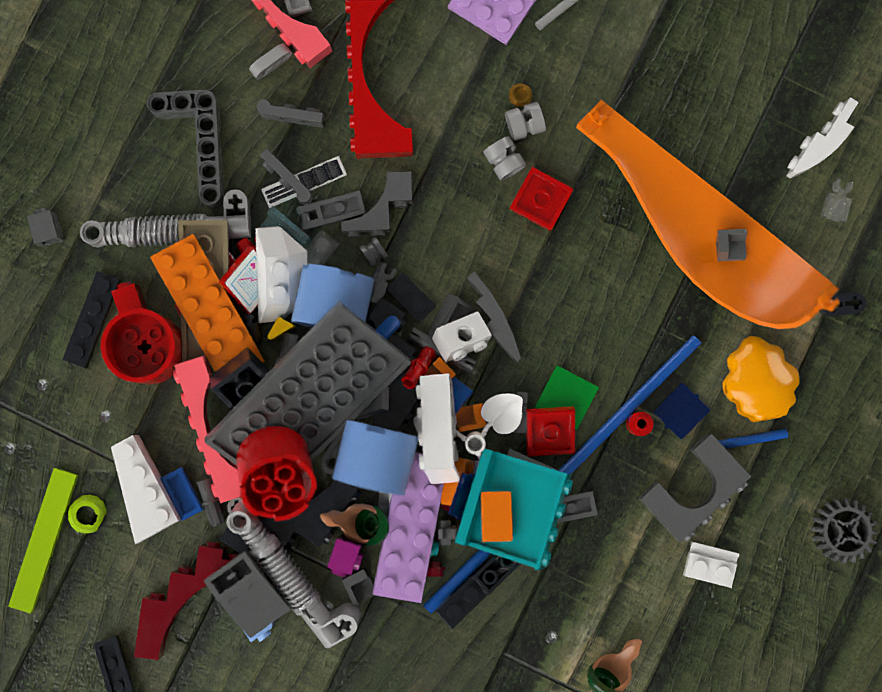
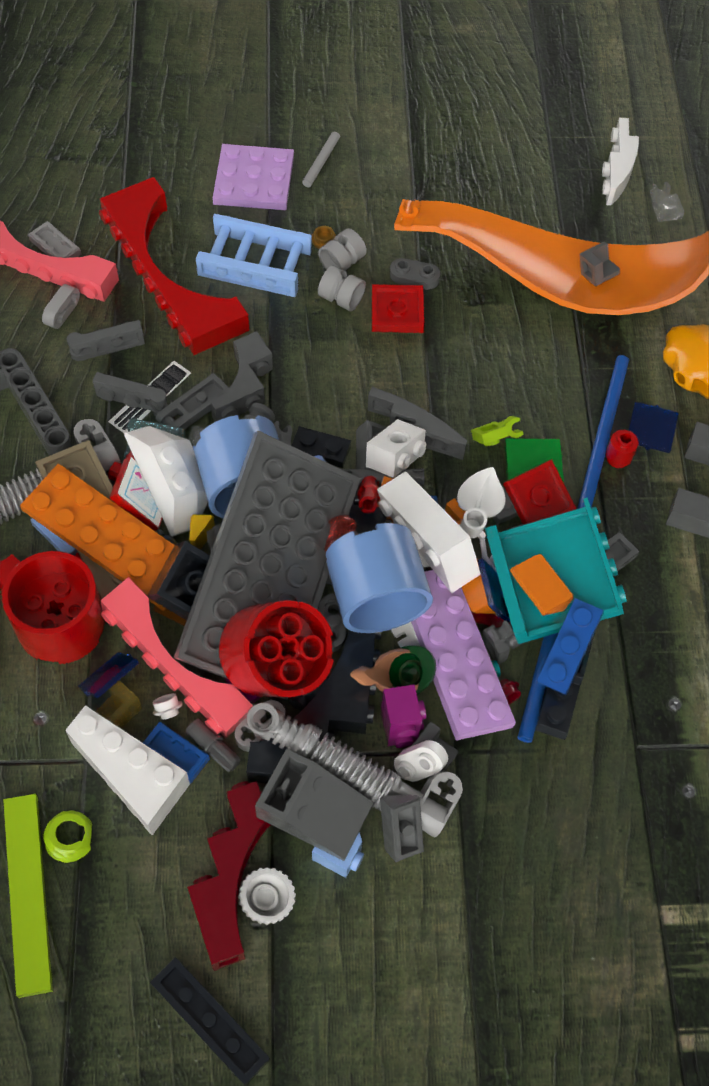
camera: 30 degrees left, 25 degrees down
(159, 439) = (120, 706): none -> clear yellow panel
(161, 414) = (108, 674): none -> clear blue piece
(192, 456) = (166, 706): none -> white plate
(193, 627) = (266, 895): none -> white hat
(303, 632) = (402, 826): none -> dark grey slope
(341, 593) = (421, 761): none -> white plate
(368, 403) = (339, 526): none -> clear red arm
(446, 108) = (250, 274): none -> light blue fence
(489, 572) = (570, 646): none -> blue plate
(550, 355) = (492, 433): none -> lime plate
(576, 168) = (414, 272): none -> dark grey plate

